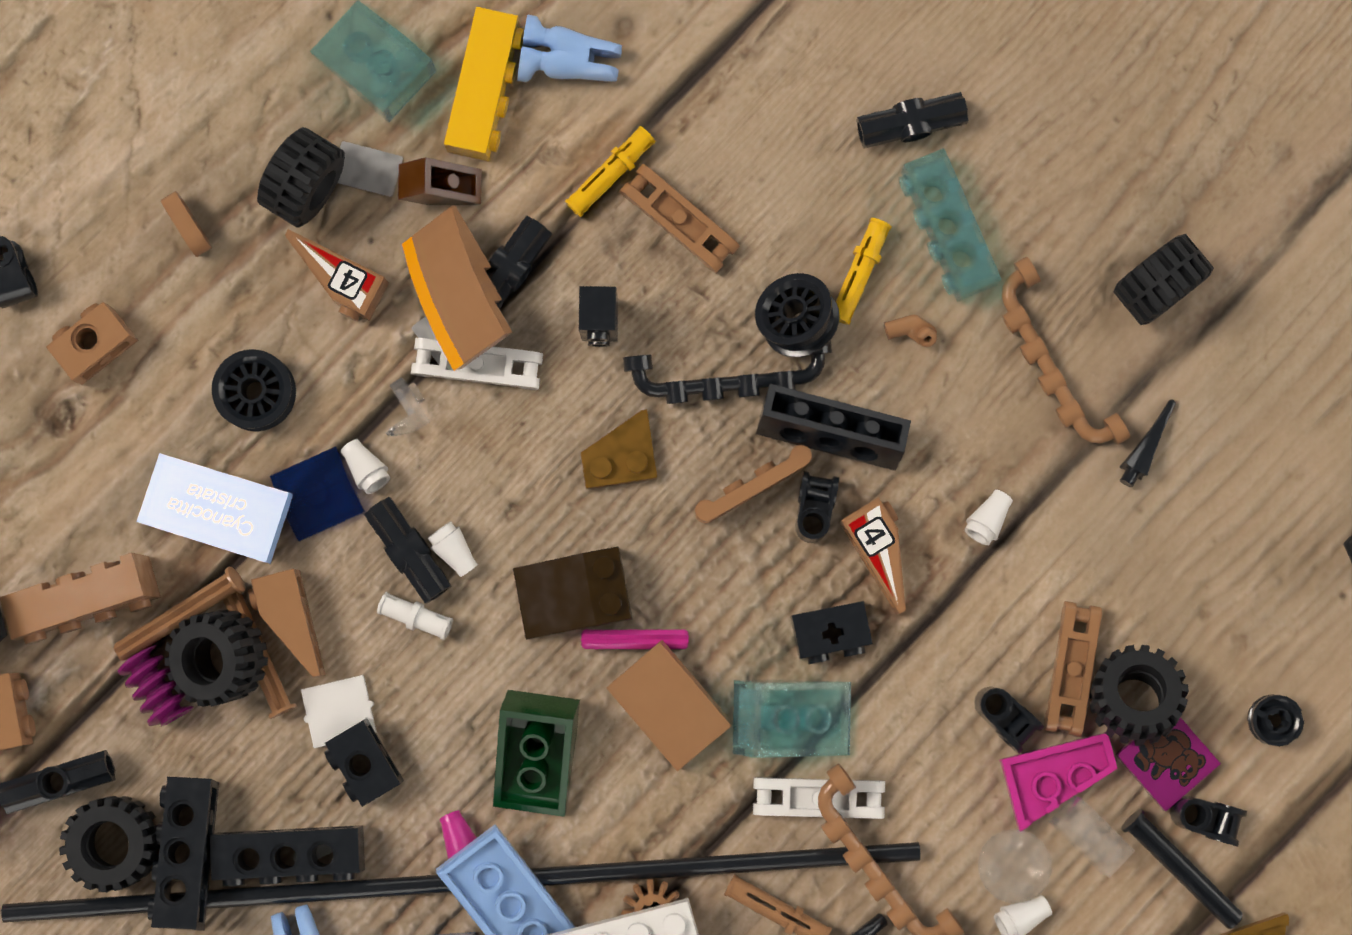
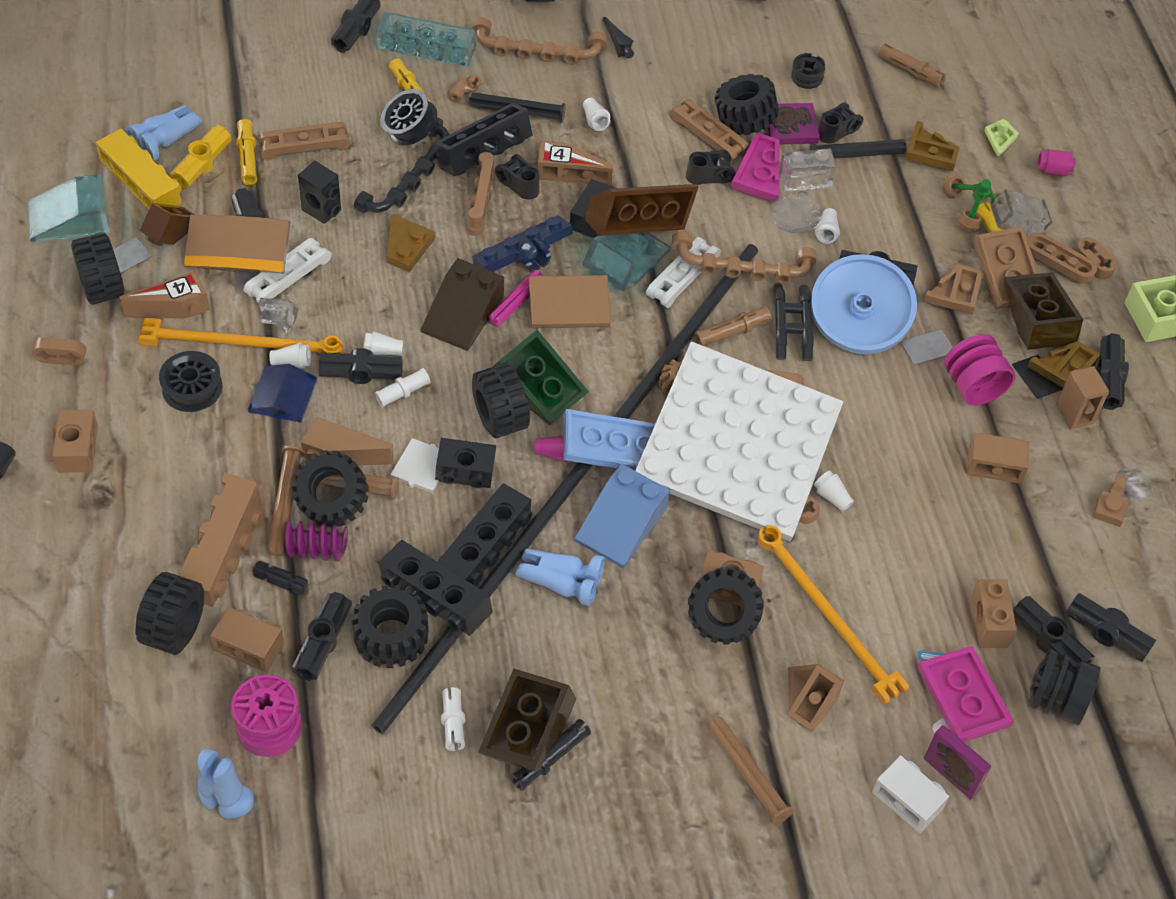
camera: 60 degrees left, 30 degrees down
(96, 682) = (280, 577): none -> black axle
(215, 508) = (239, 440): tile -> none
(293, 297) = (153, 330): none -> light orange hinge
(455, 748) = (501, 400): none -> black tyre
(582, 126) = (201, 156): none -> yellow piece
(715, 593) = (526, 247): none -> dark blue plate
(850, 699) = (641, 209): none -> reddish brown slope
(930, 416) = (534, 108): none -> black axle

